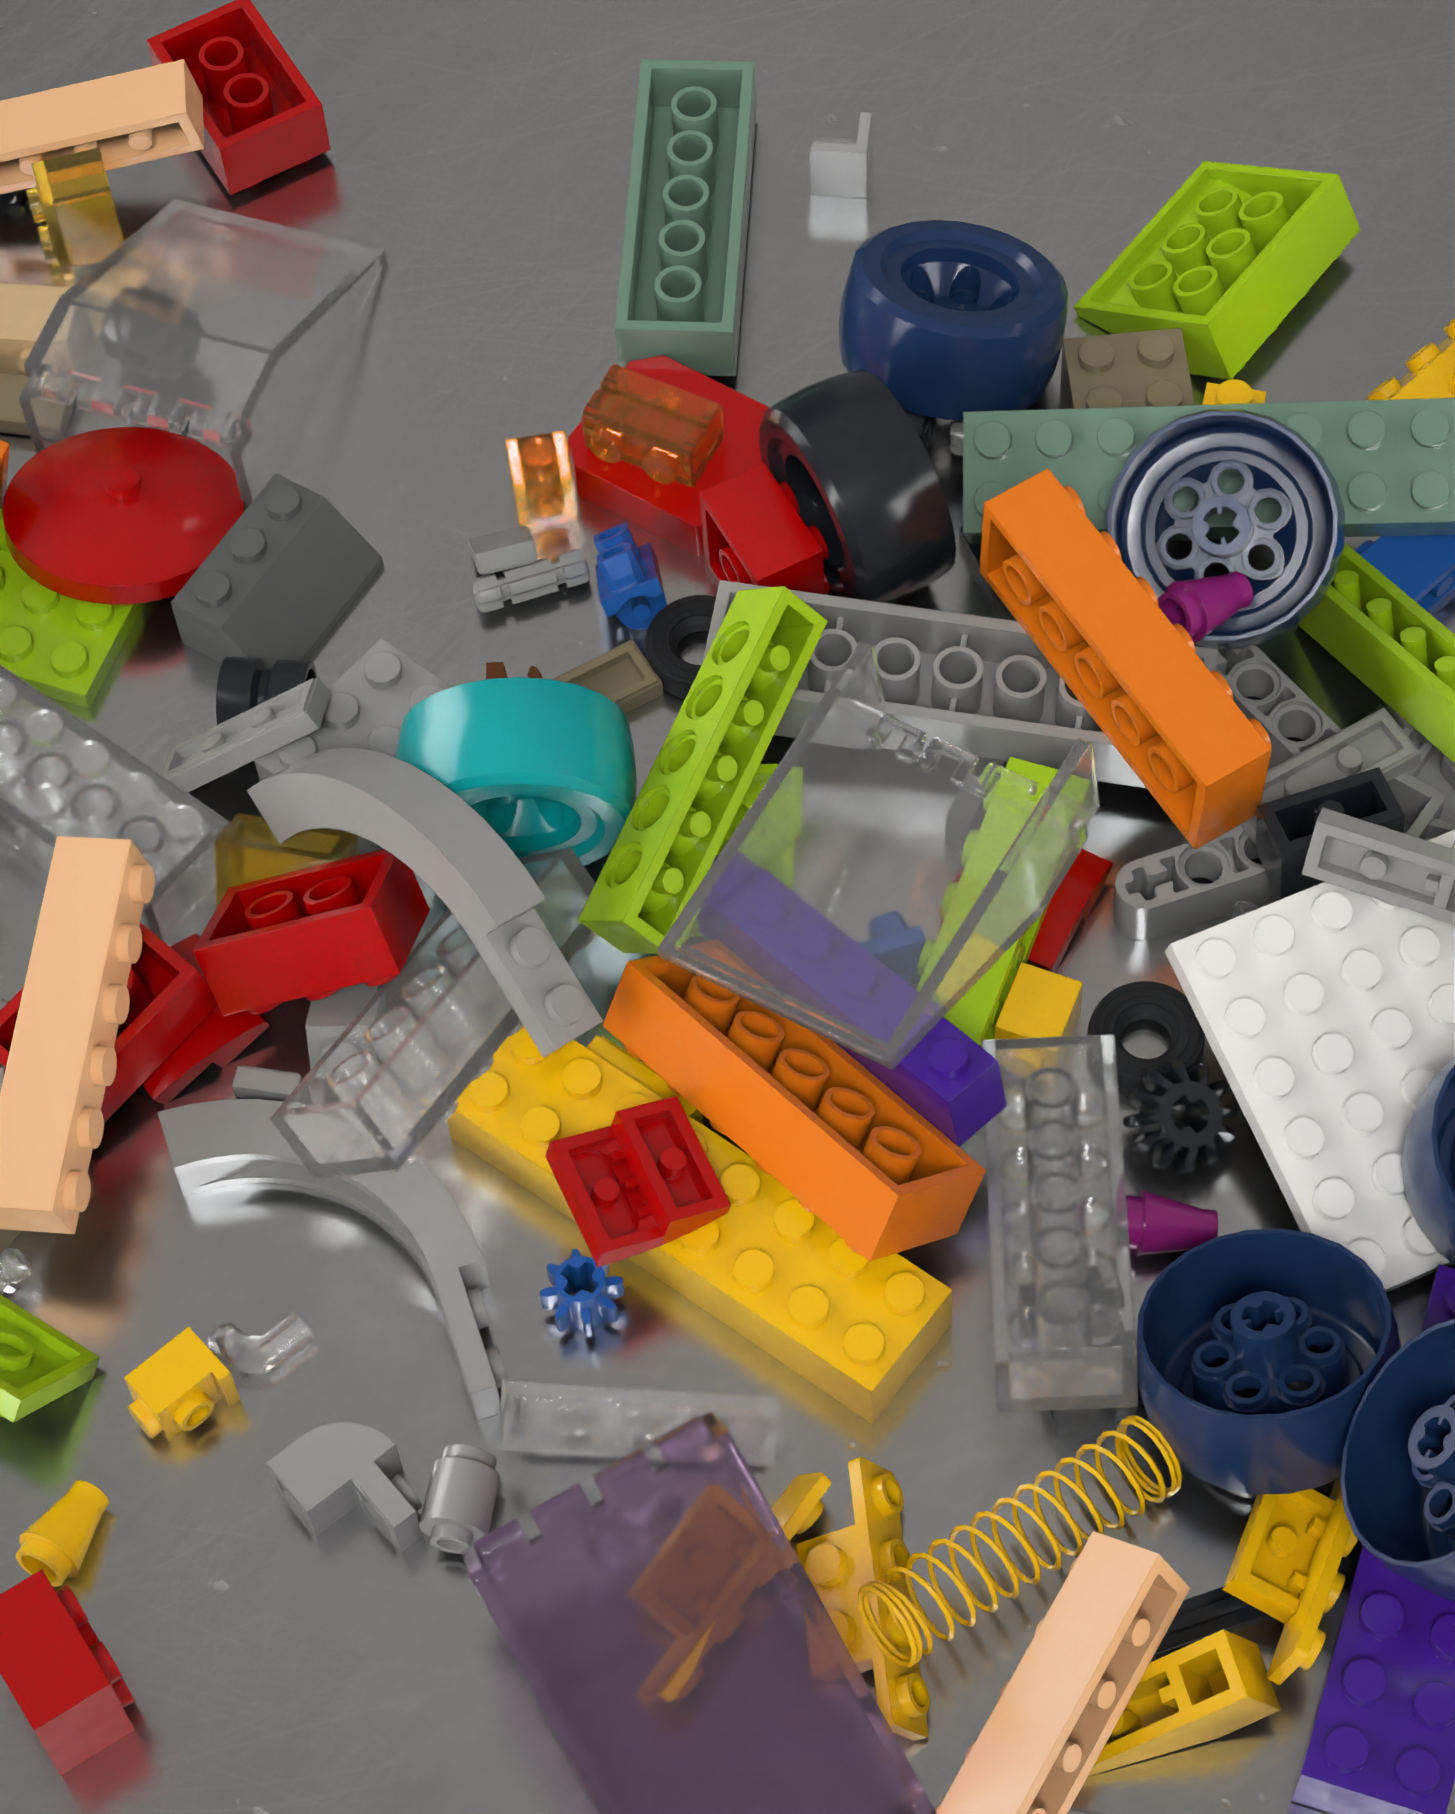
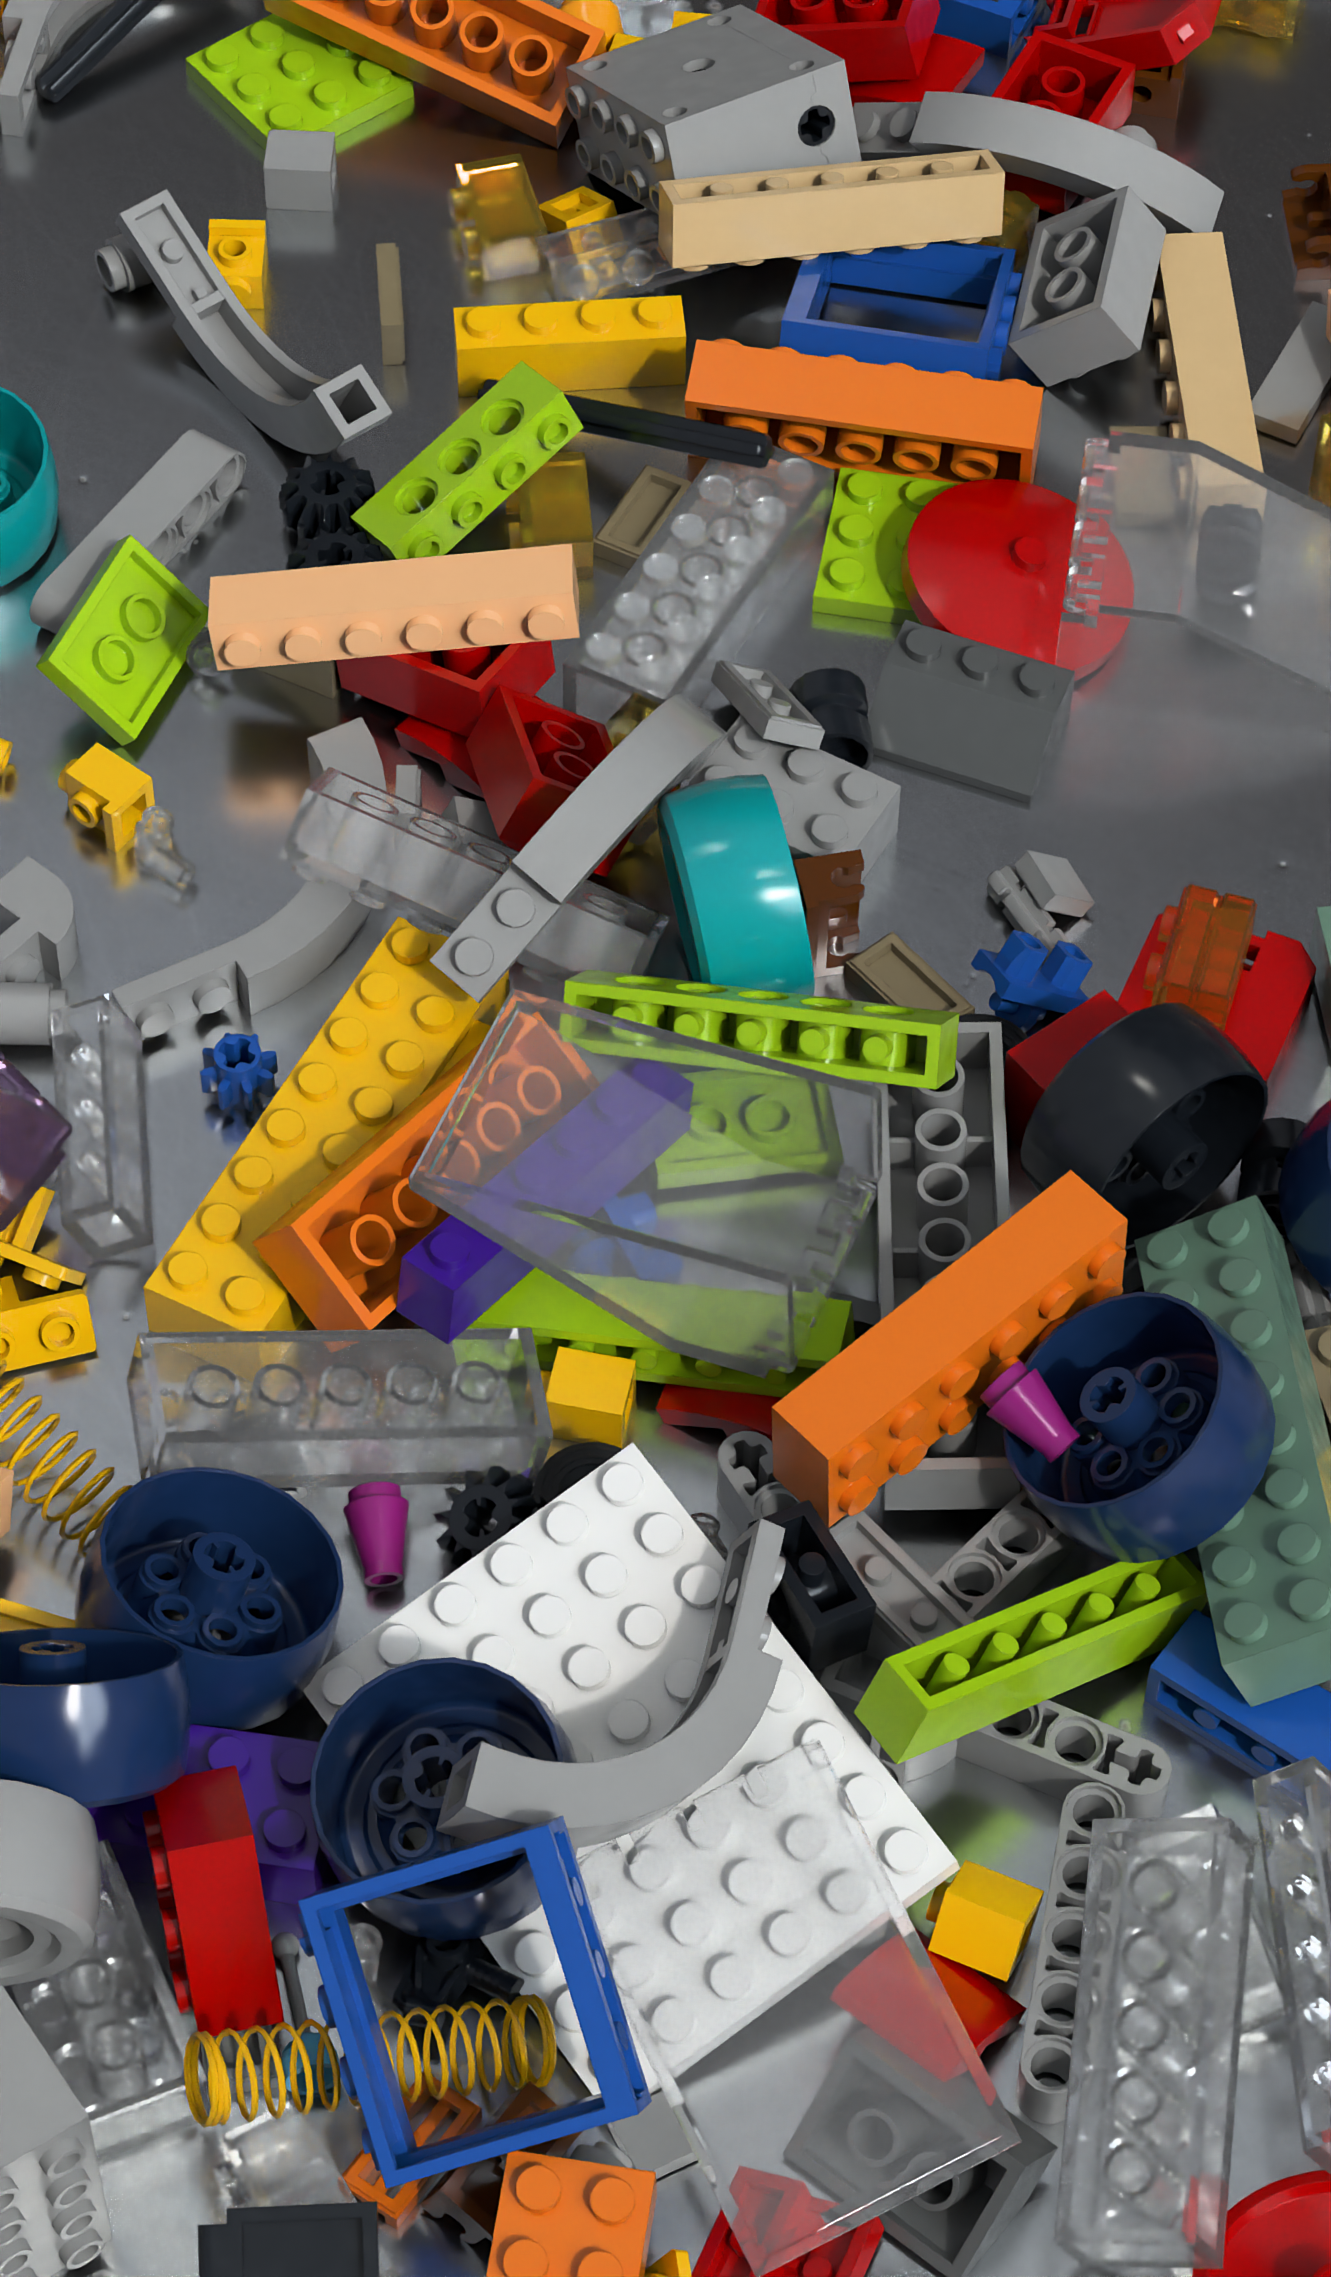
camera: 75 degrees right, 5 degrees down
(542, 480) = (1134, 893): clear orange brick -> none
(637, 1181) = (322, 1061): red slope -> none

